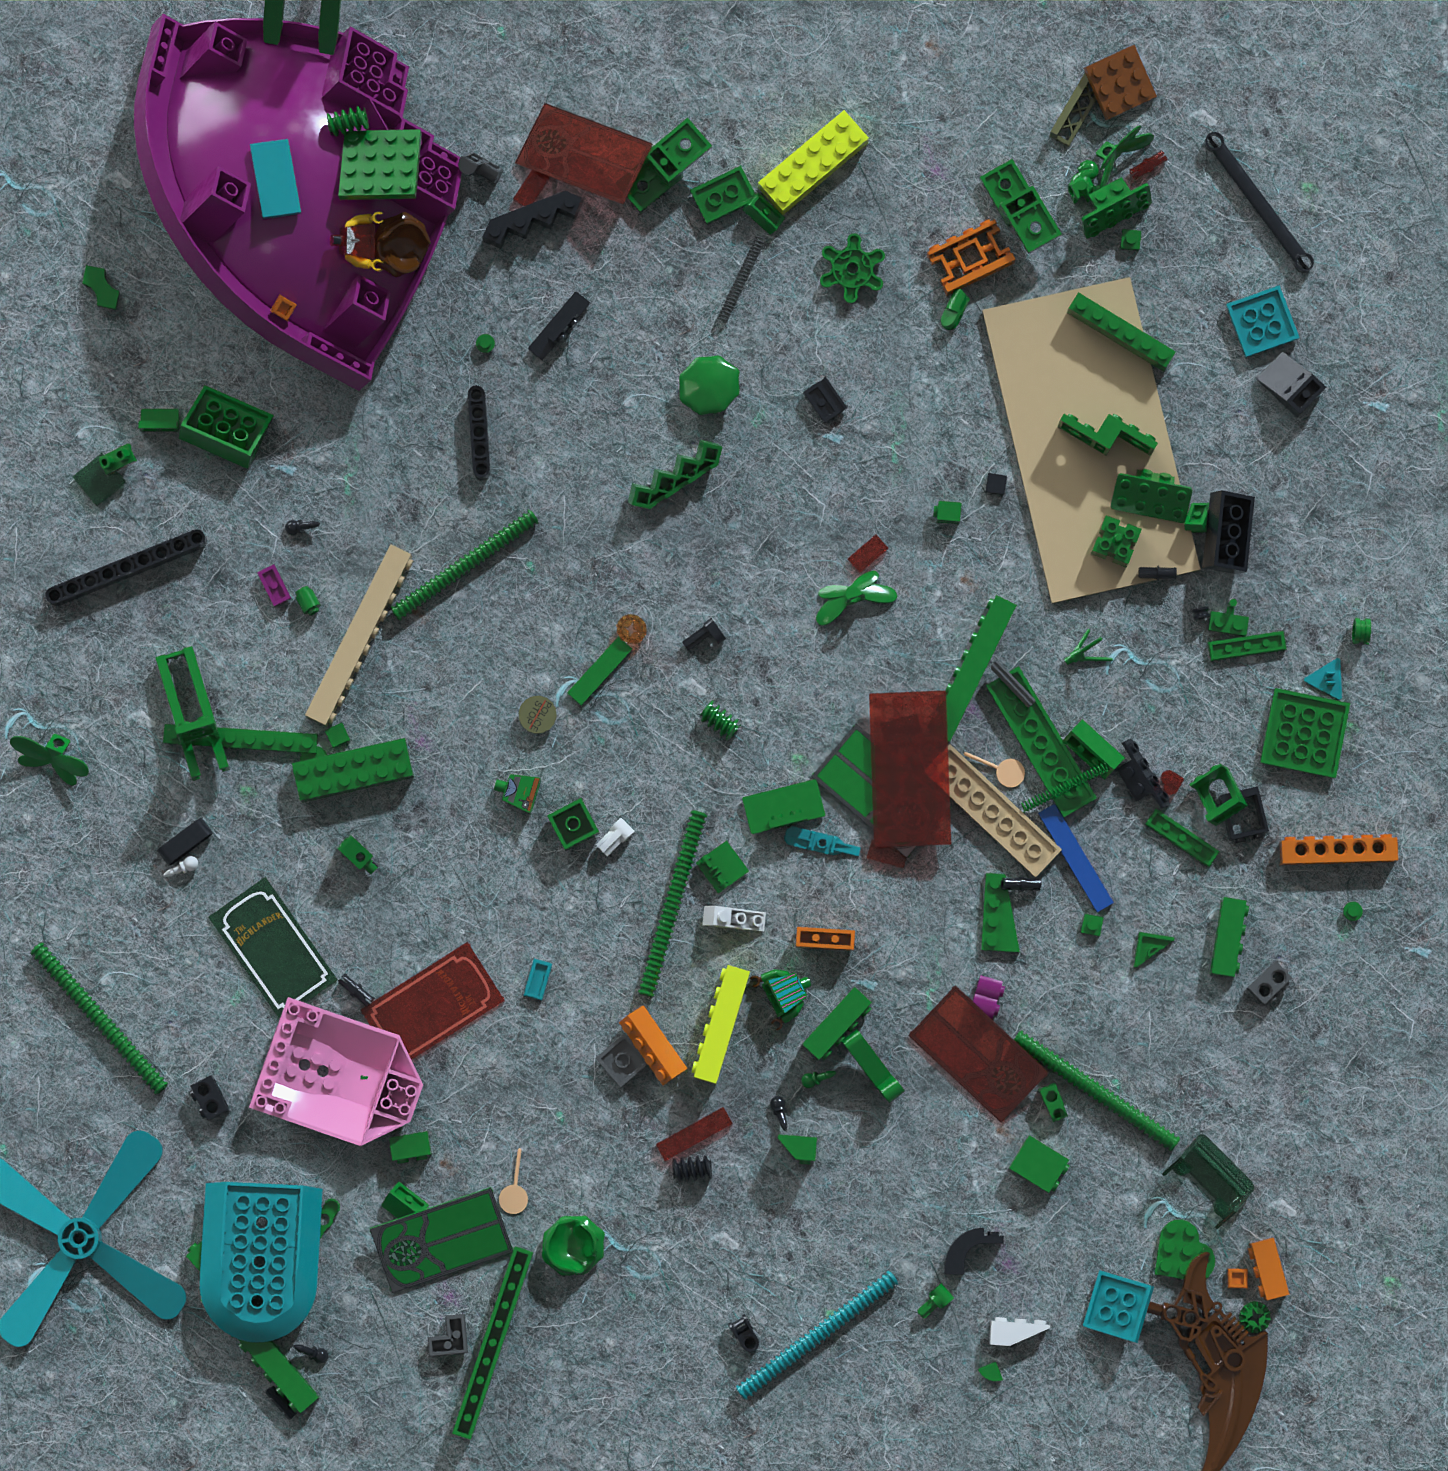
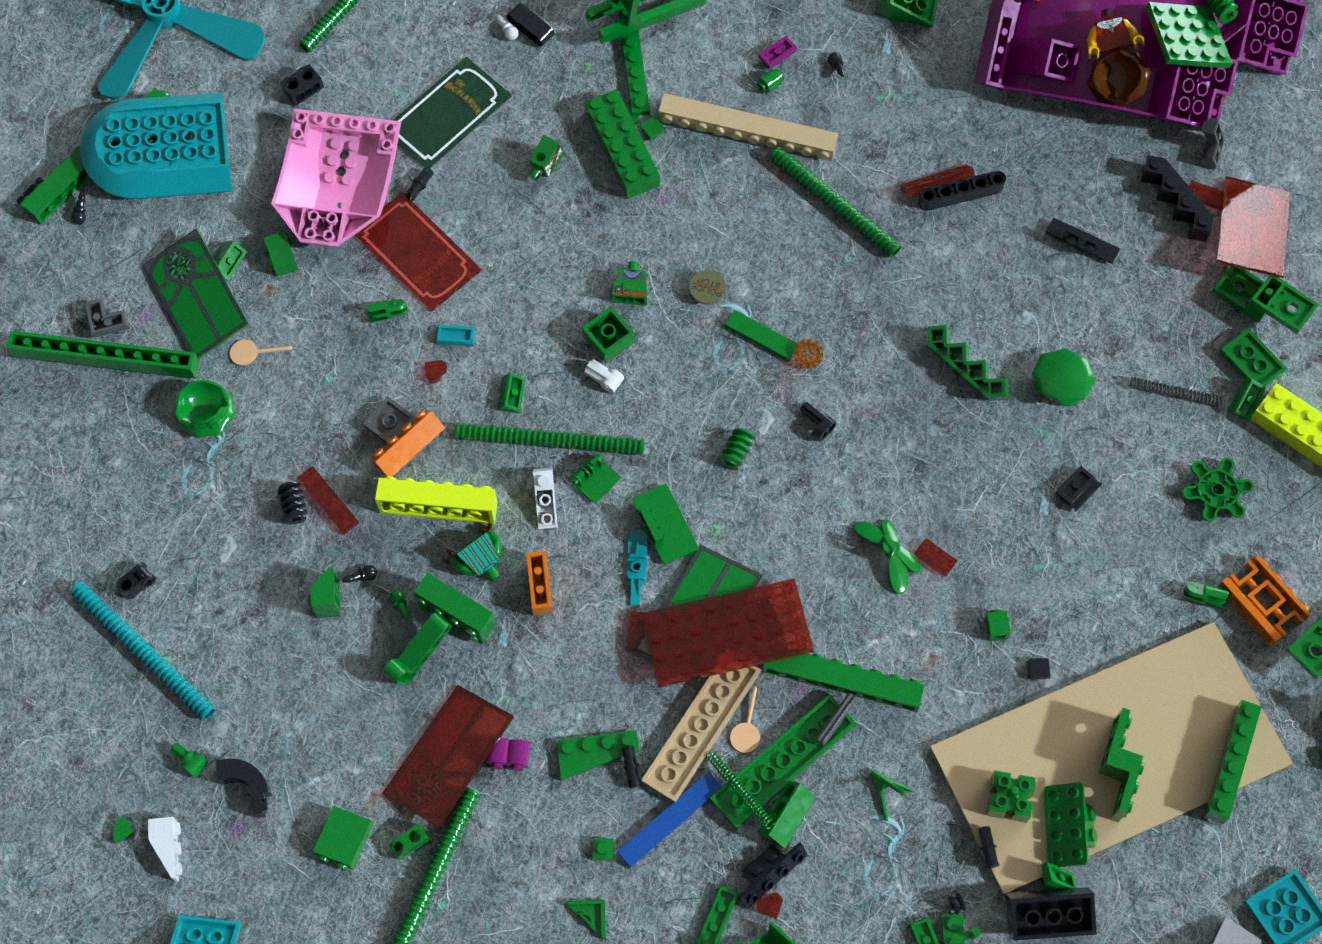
camera: 80 degrees right, 15 degrees down
(330, 1208) = (215, 201): green piece -> none
(461, 455) = (936, 179): none -> clear red tile
(485, 343) = (1047, 182): green plate -> none
(497, 1045) = (386, 310): none -> green arm
(573, 1006) = (435, 370): none -> clear red tile
(613, 934) = (511, 393): none -> green slope

